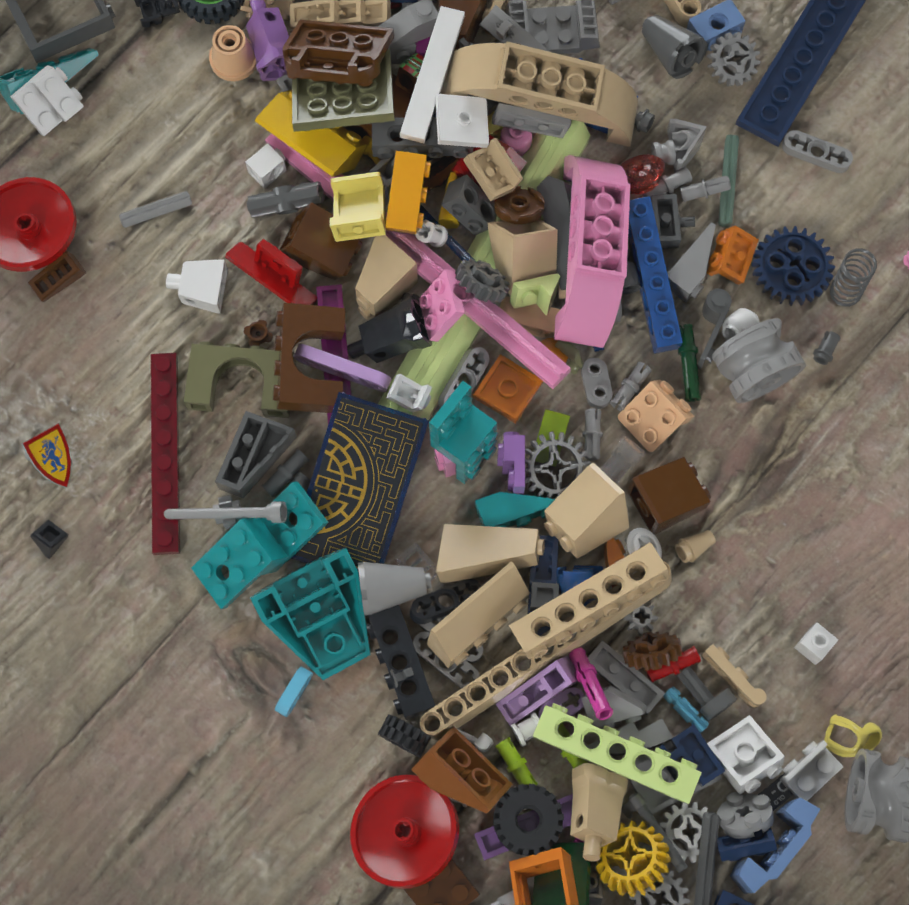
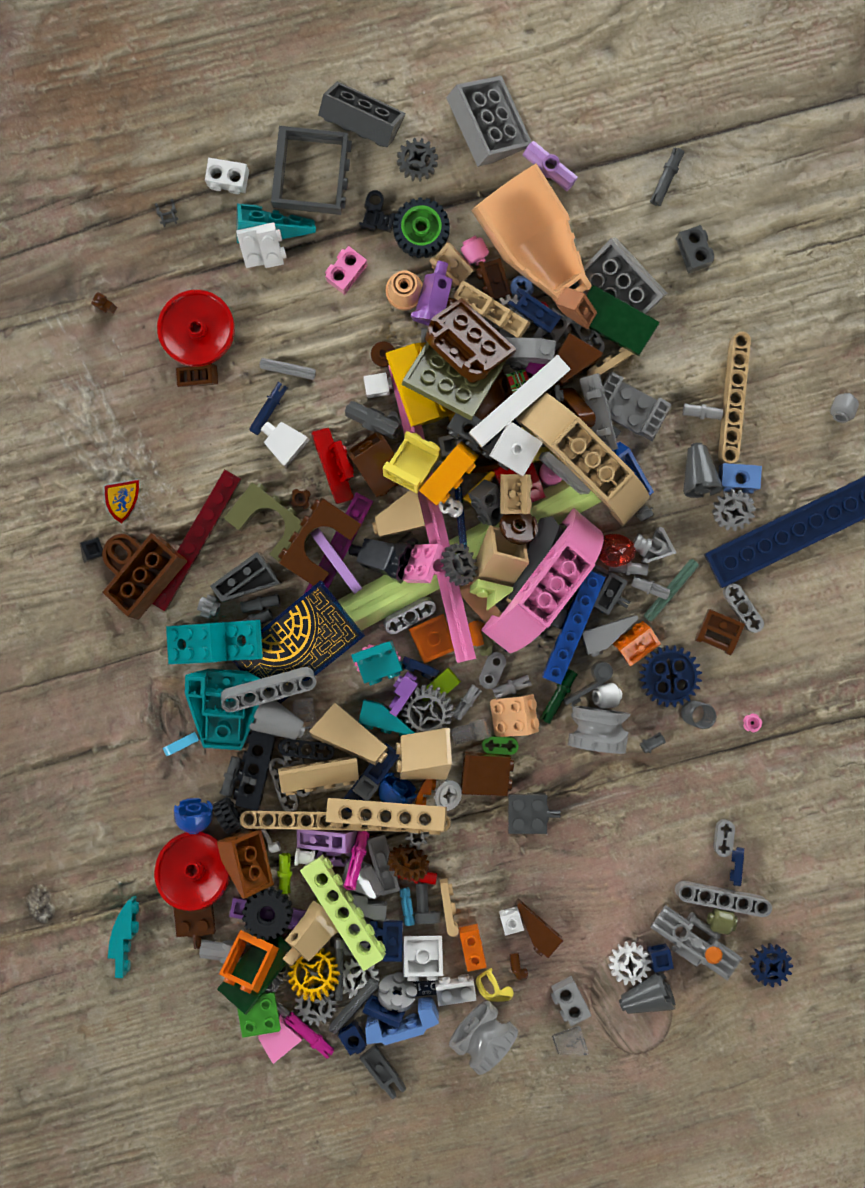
camera: 30 degrees right, 15 degrees up
(126, 521) = (141, 574): none -> reddish brown brick
(160, 261) = (268, 408): none -> dark blue axle
(161, 73) = (350, 272): none -> bright pink brick
(251, 135) = (378, 353): none -> reddish brown piece
(275, 512) = (232, 632): light grey piece -> none
(346, 555) = (260, 696): none -> light grey beam
(363, 765) = (193, 815): none -> blue cylinder
(378, 691) = (231, 776): none -> dark grey pin
(409, 394) = (365, 607): white bracket -> none
(523, 425) = (427, 671): none -> dark blue plate
(660, 452) = (500, 750): none -> bright green beam
(693, 546) = (480, 813): tan cone -> none
(749, 509) = (529, 813): none -> dark grey plate
(795, 704) = (472, 947): none -> orange brick
(810, 181) = (723, 626): none -> reddish brown plate
(856, 636) = (542, 935): none -> reddish brown slope
(860, 696) = (515, 967): none -> reddish brown arm

